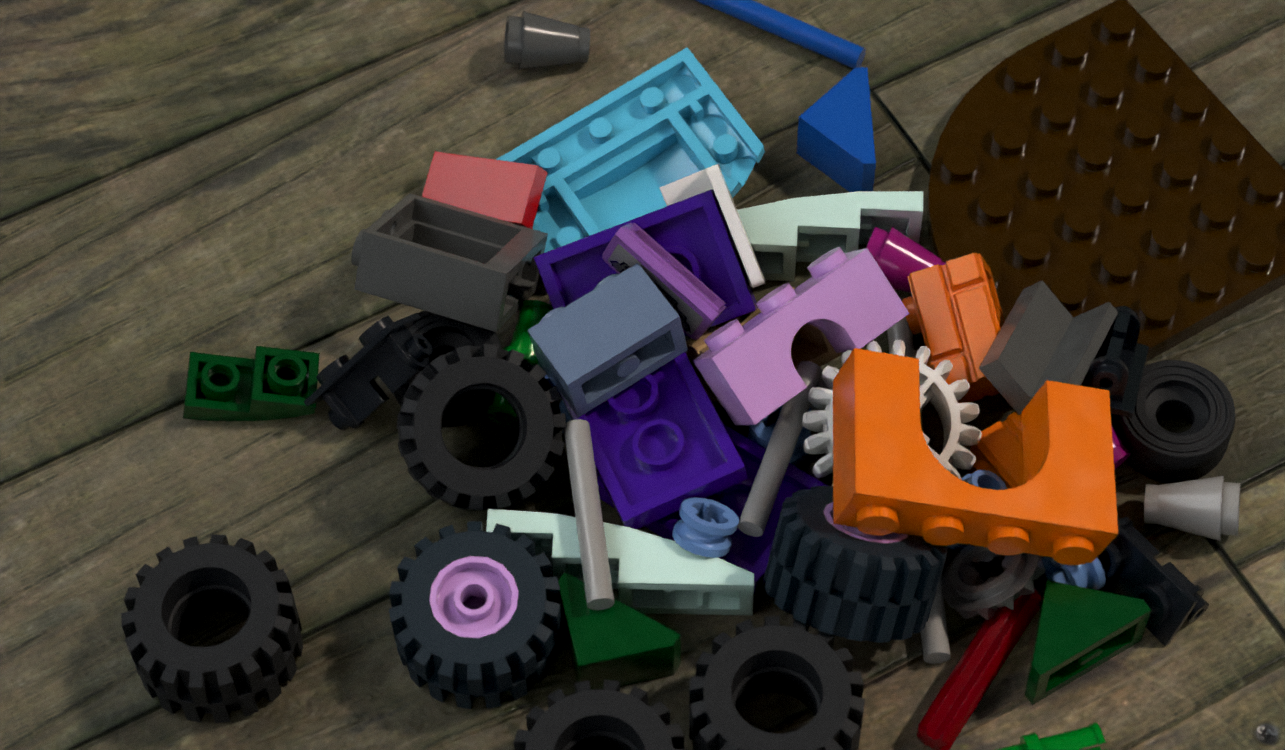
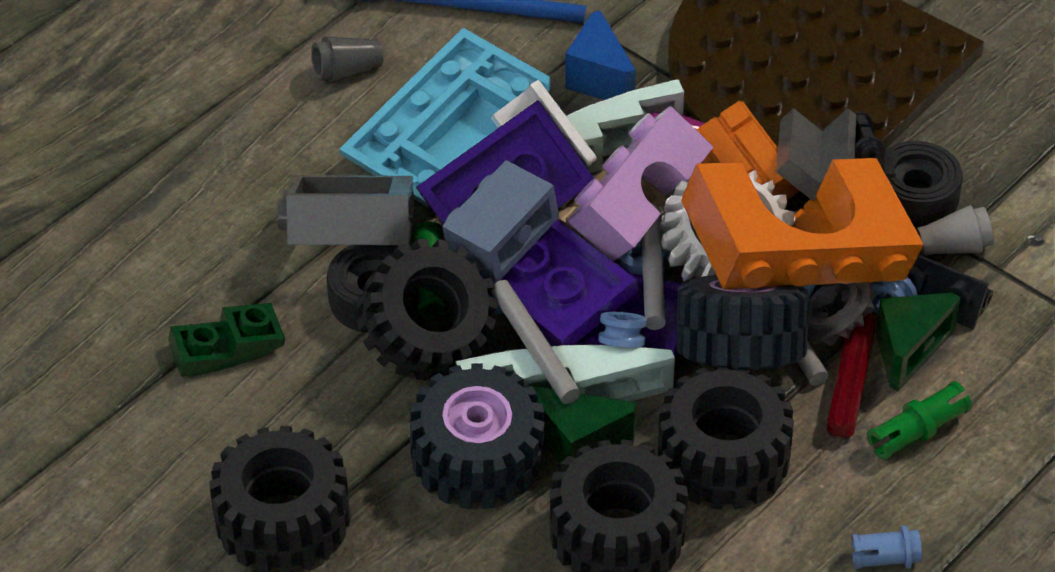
camera: 20 degrees left, 10 degrees down
(387, 353) = (333, 279): black hinge -> none
(486, 186) = (351, 155): tile -> none
(682, 289) = (495, 152): medium lavender slope -> none

